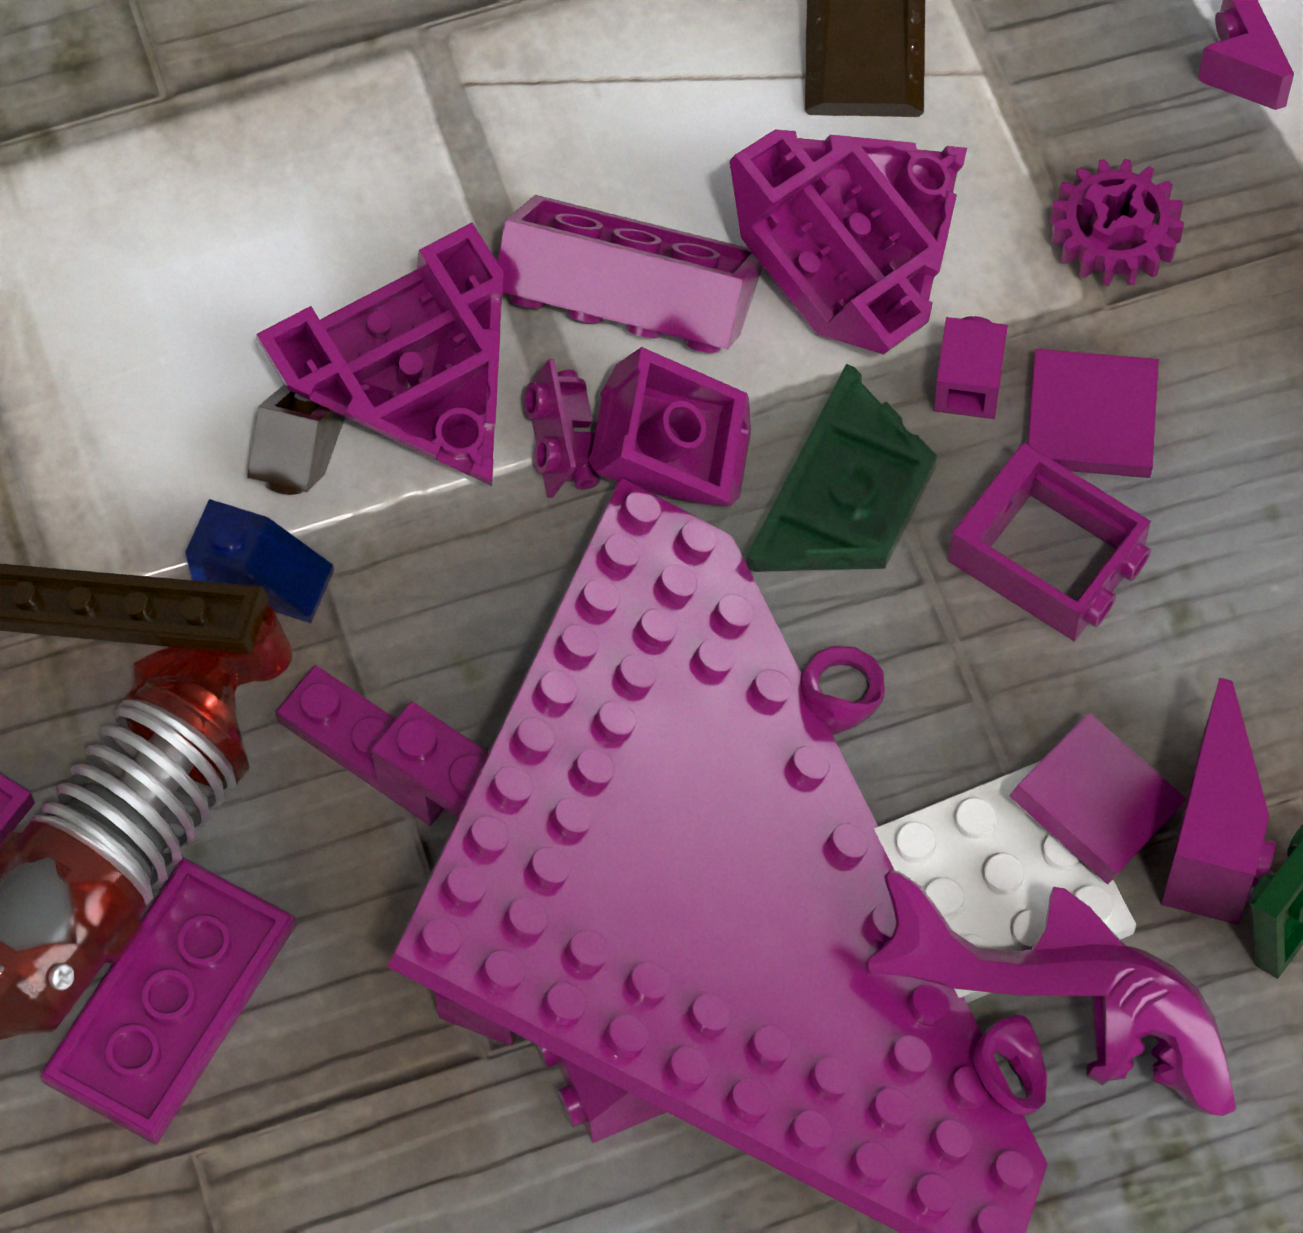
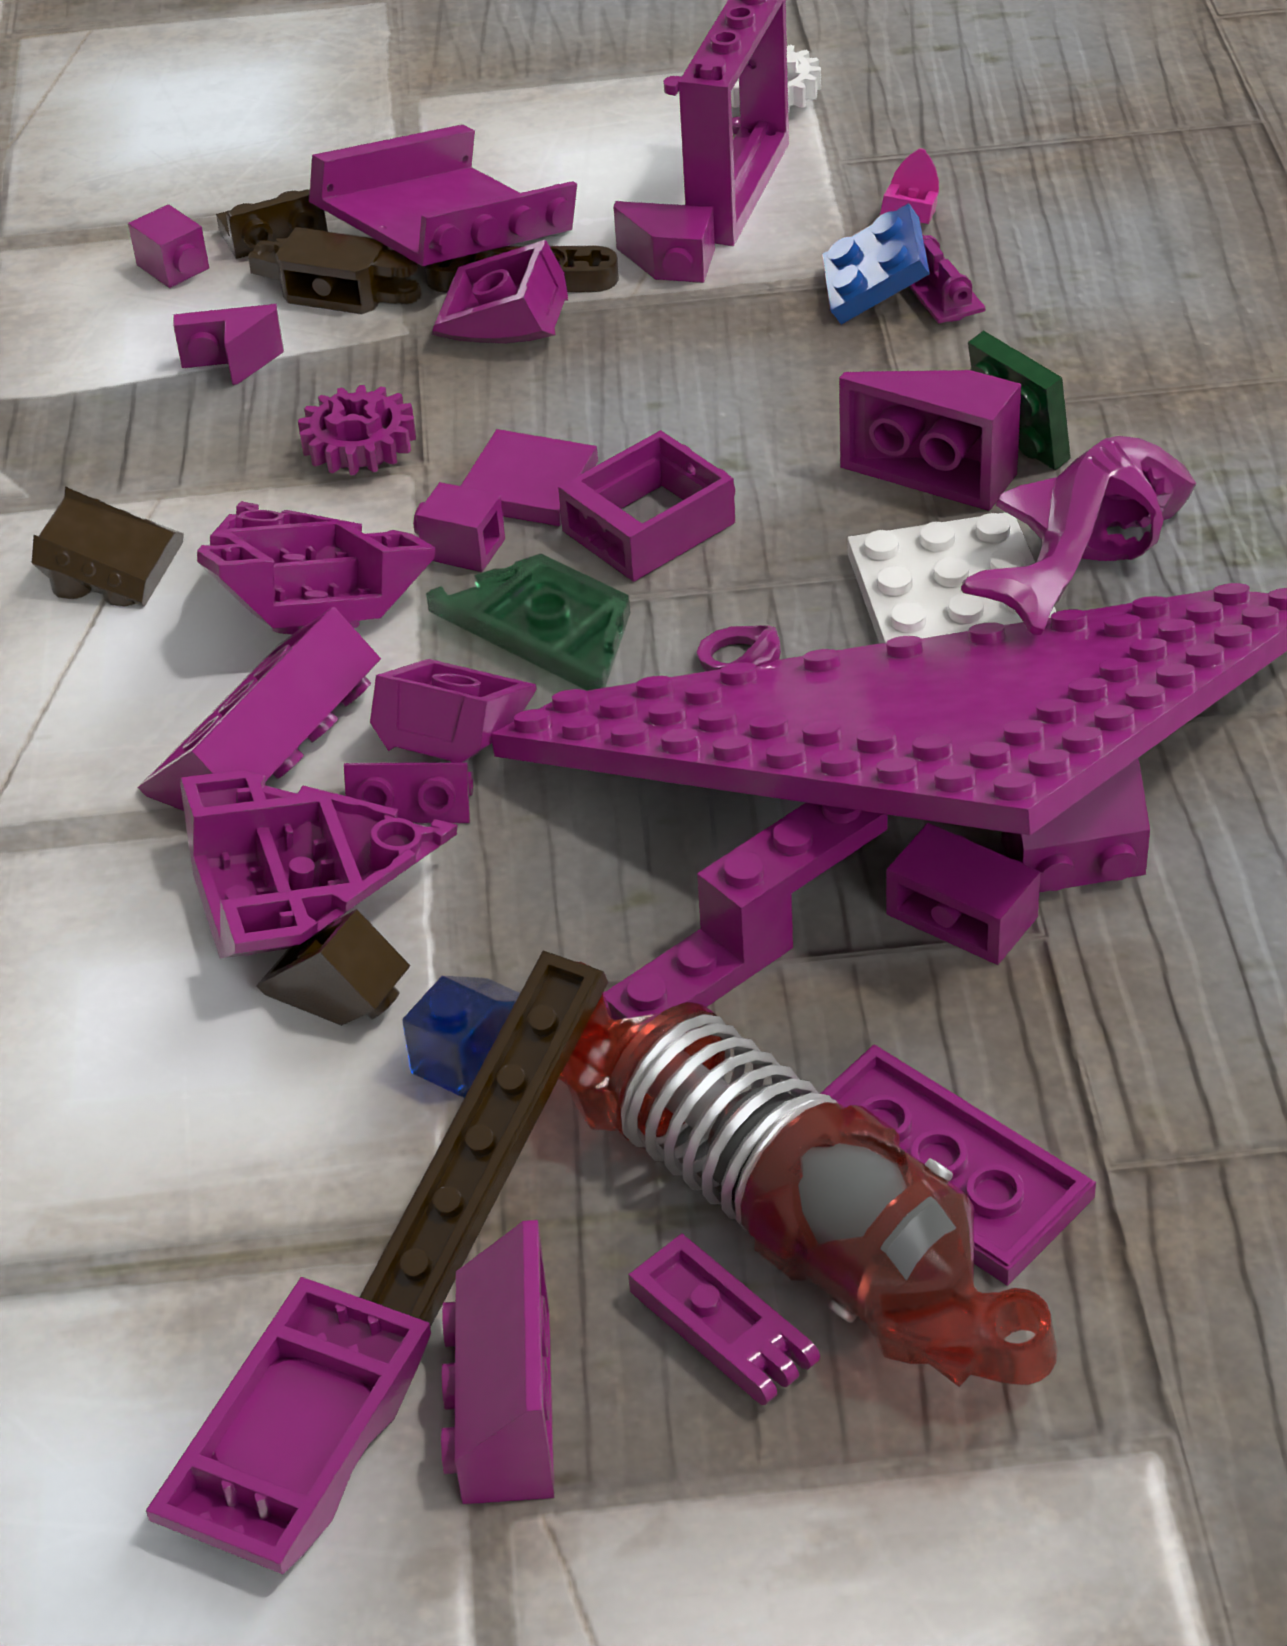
camera: 75 degrees left, 20 degrees down
(1017, 1042) = (1108, 592): magenta piece -> none
(1098, 797) = (898, 506): magenta tile -> none

